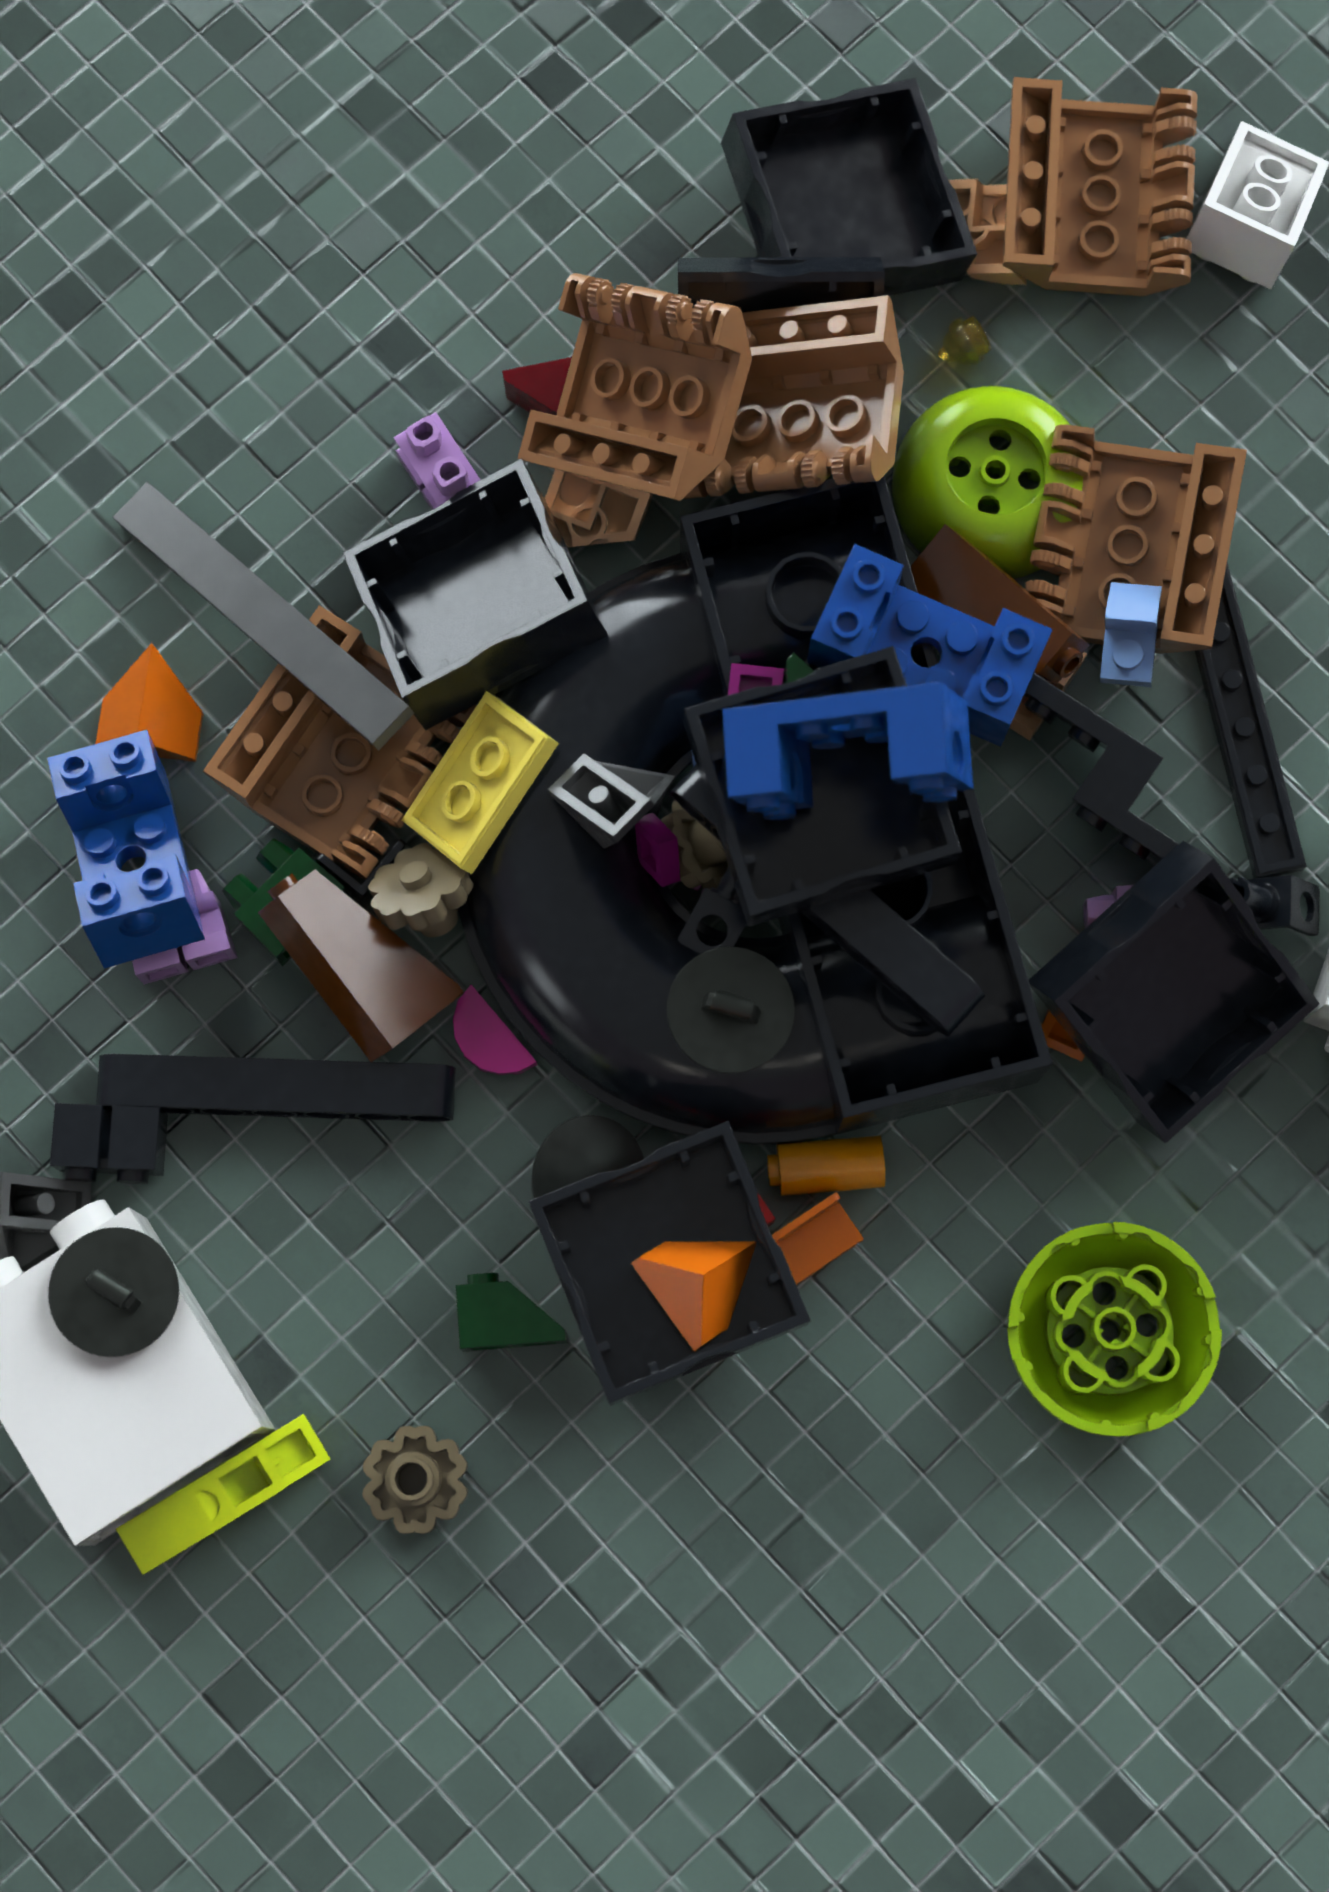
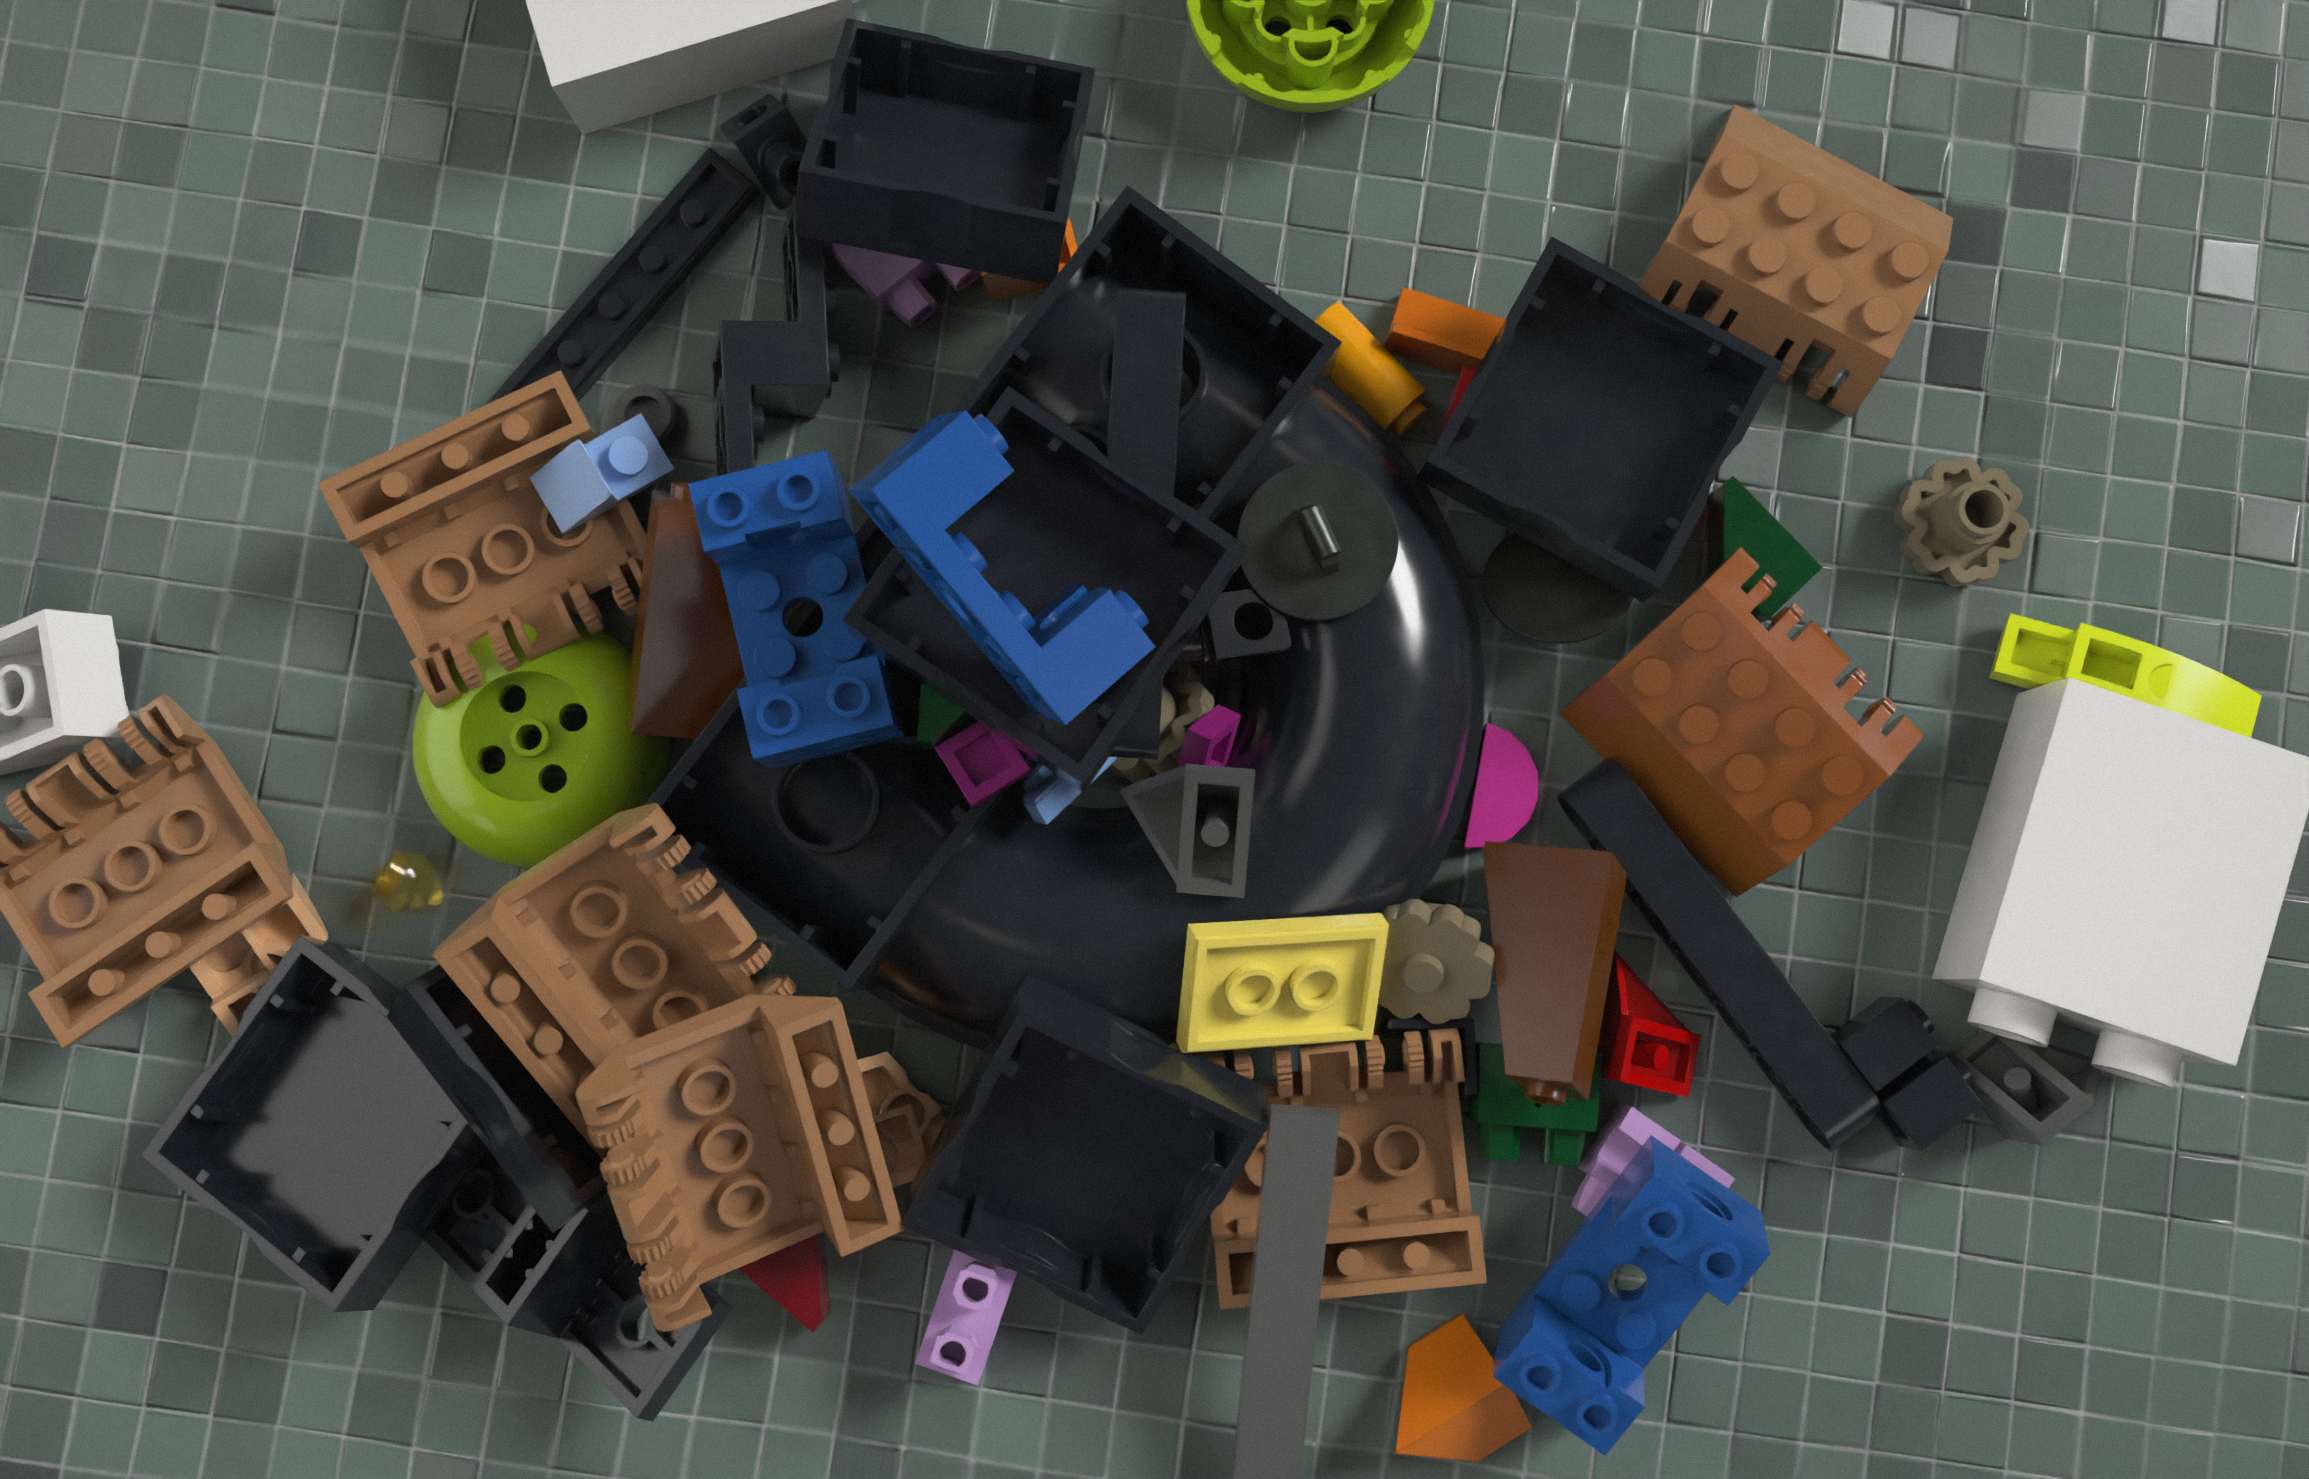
camera: 135 degrees left, 5 degrees up
(113, 1292) = (2072, 922): pearl dark grey shield -> none
(262, 1000) = (1643, 1038): none -> red slope
(403, 1207) = (1741, 727): none -> dark orange slope
(641, 250) = (569, 1286): none -> black bracket
(680, 1523) = (1802, 255): none -> medium nougat slope
(697, 1283) = (1595, 382): orange slope -> none
(1155, 702) = (655, 407): none -> dark grey tile

